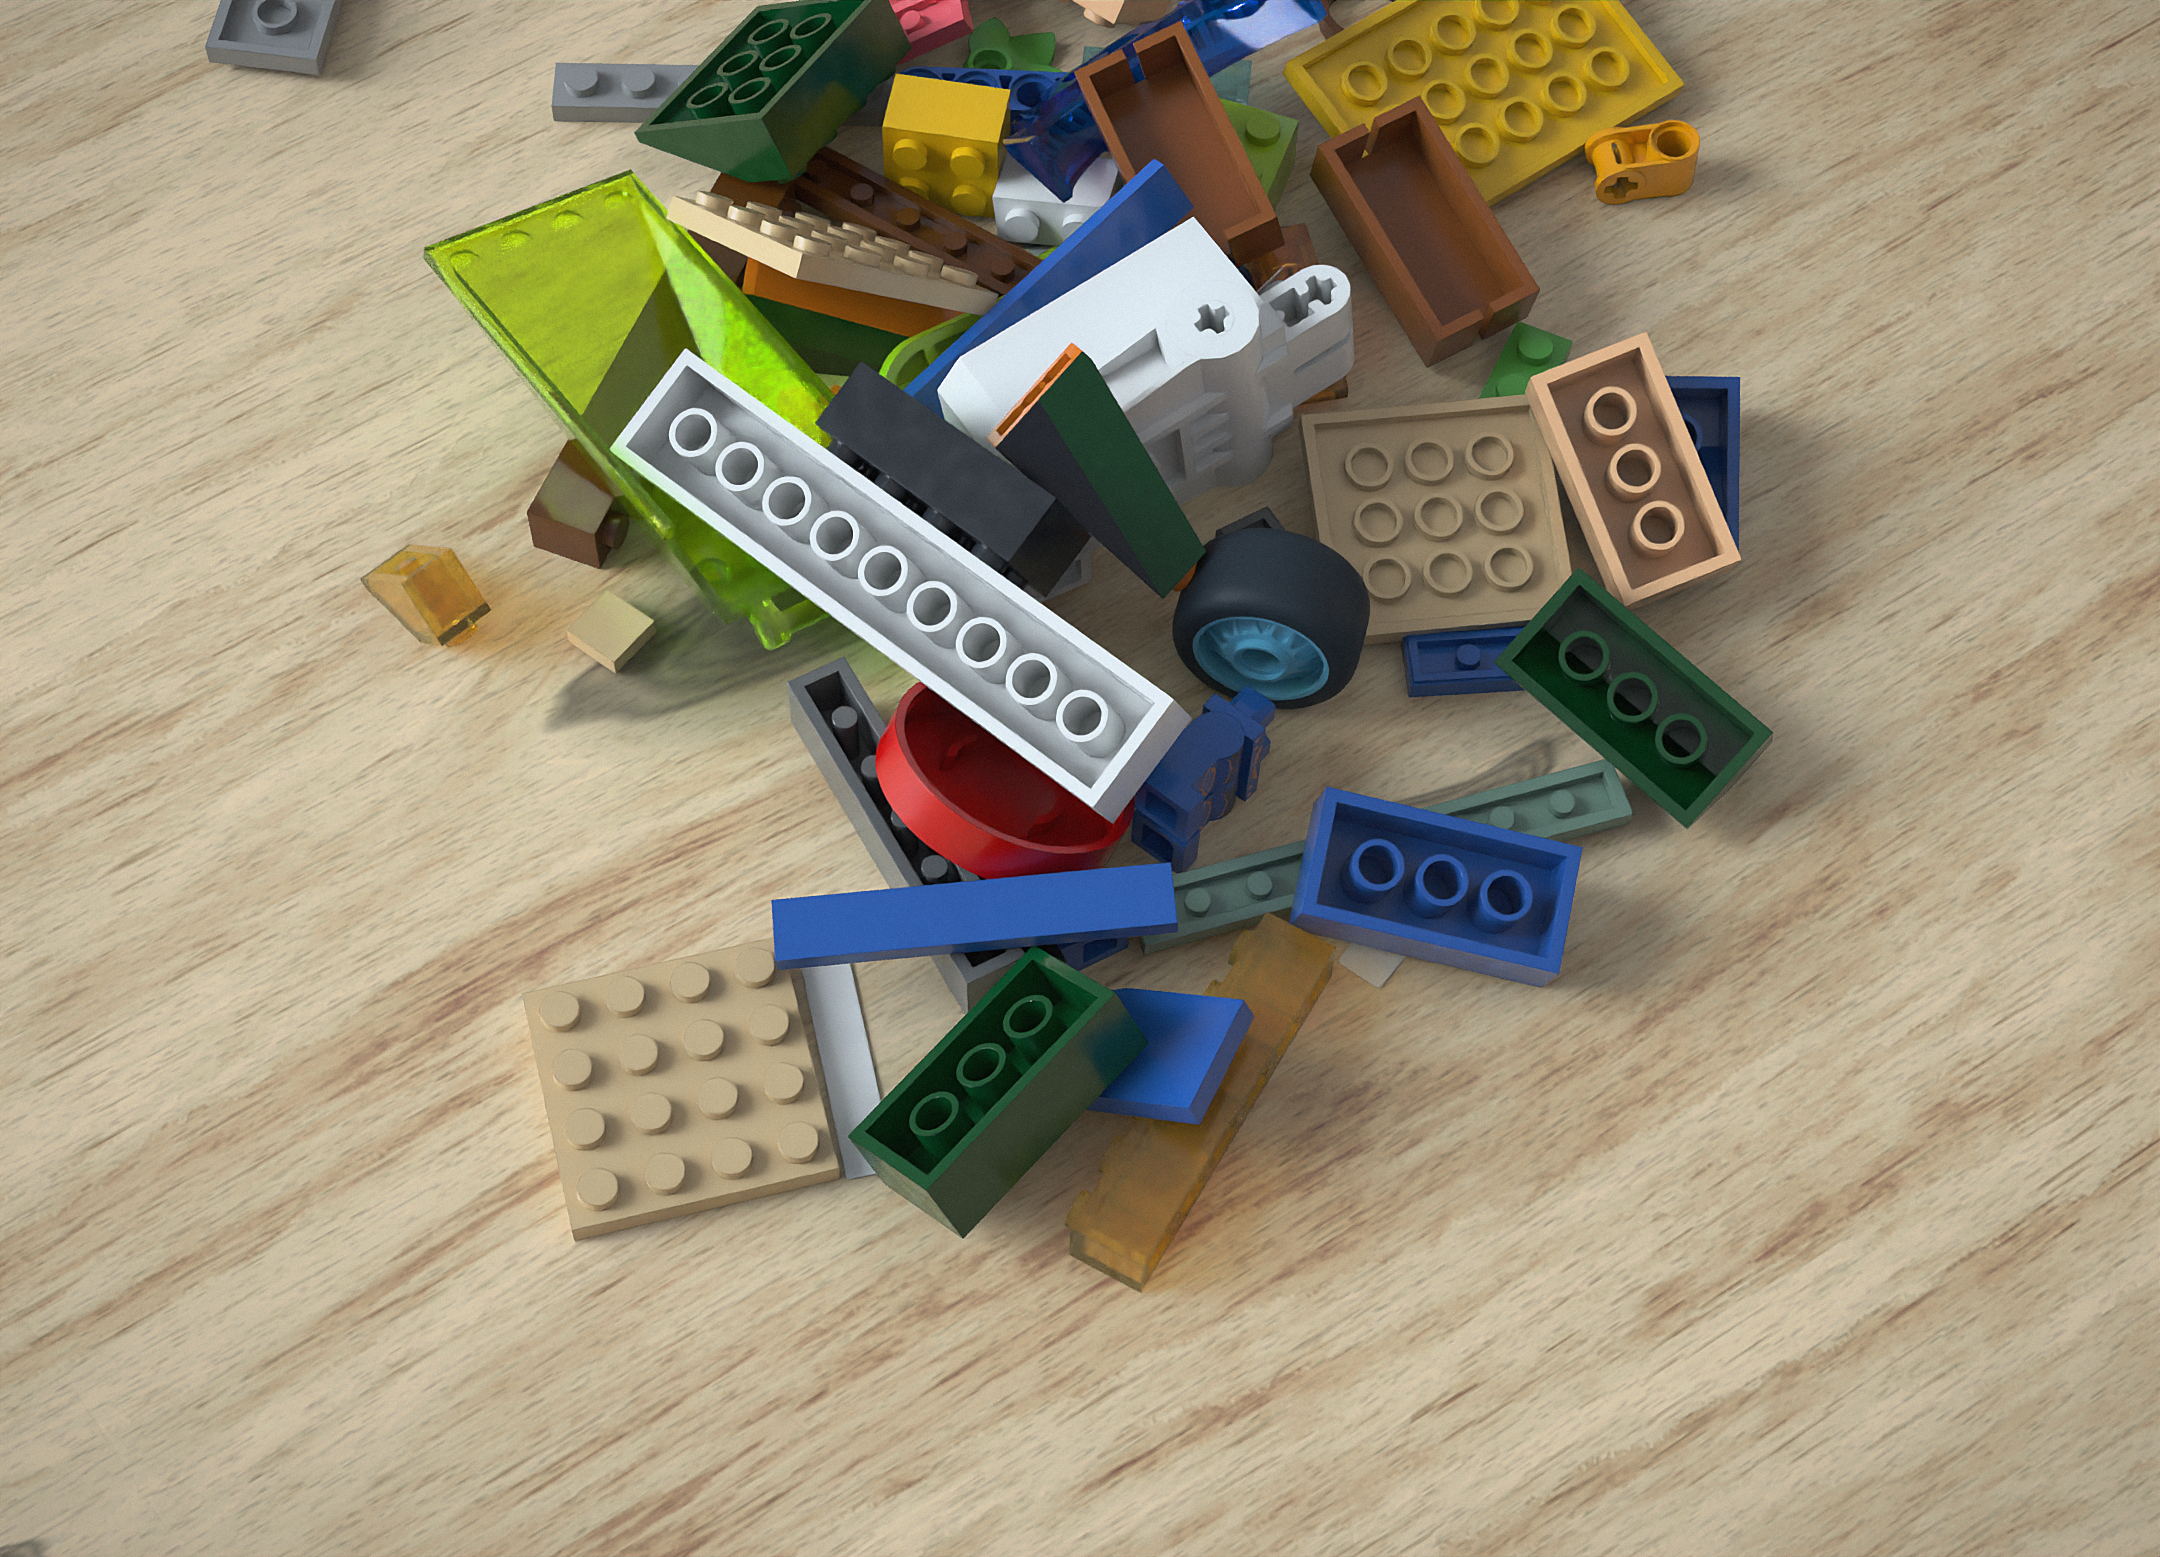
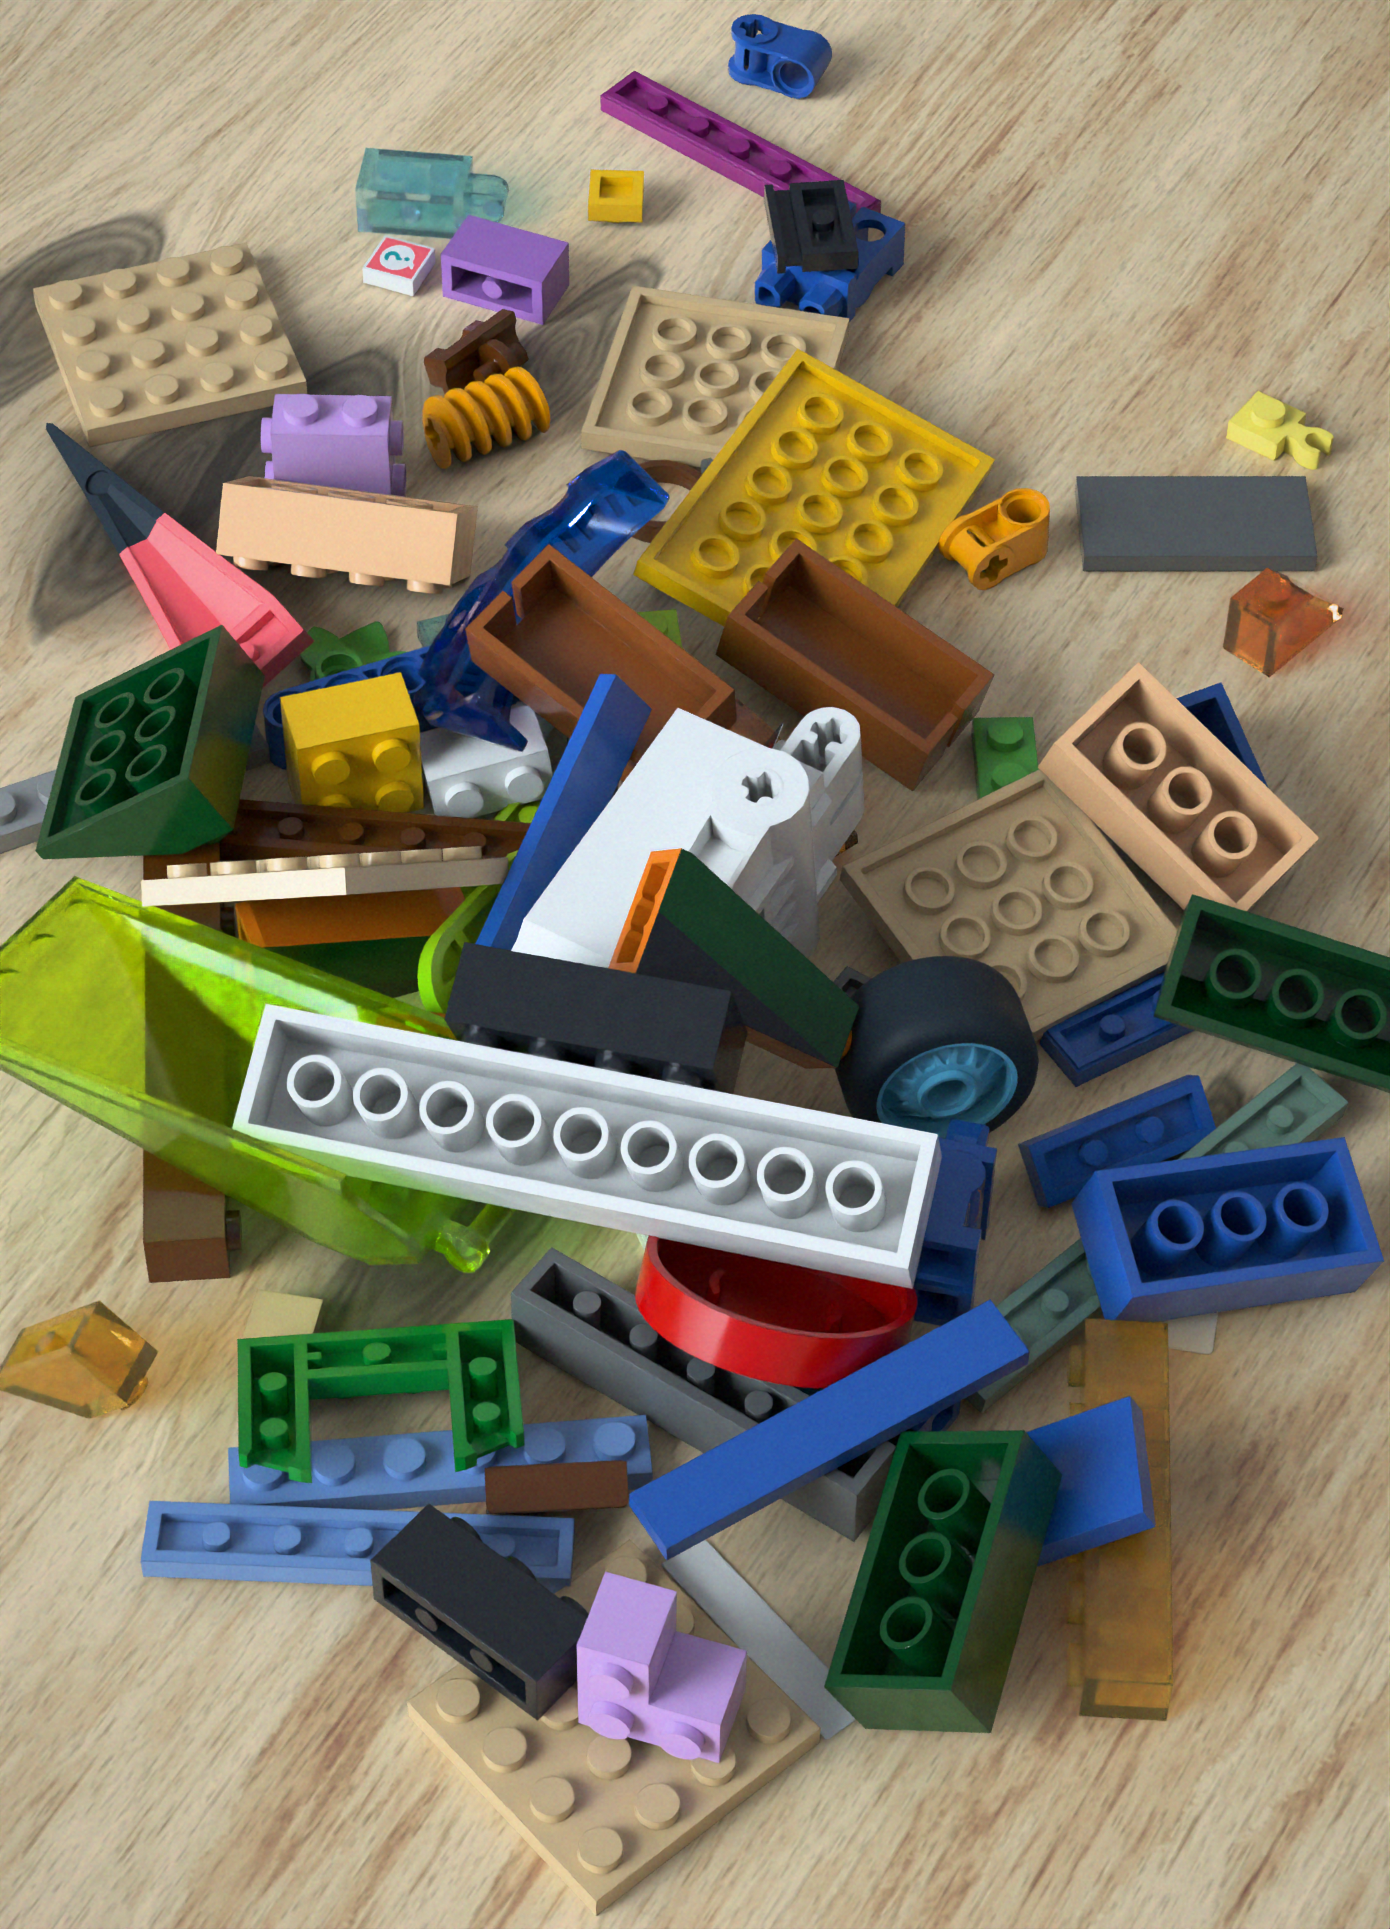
camera: 25 degrees left, 10 degrees down
(561, 846) = (324, 1542): none -> medium blue plate
(574, 674) = (288, 1371): none -> green wedge
(612, 945) = (481, 1609): none -> black brick
(669, 806) = (421, 1467): none -> medium blue plate
(703, 1064) = (651, 1680): none -> lavender brick
(736, 866) = (556, 1487): none -> reddish brown slope
(1406, 761) = (1122, 1135): none -> blue plate
(1839, 214) = (1195, 523): none -> dark grey tile
(1855, 334) = (1275, 620): none -> clear orange slope
(1973, 148) = (1276, 428): none -> light yellow plate

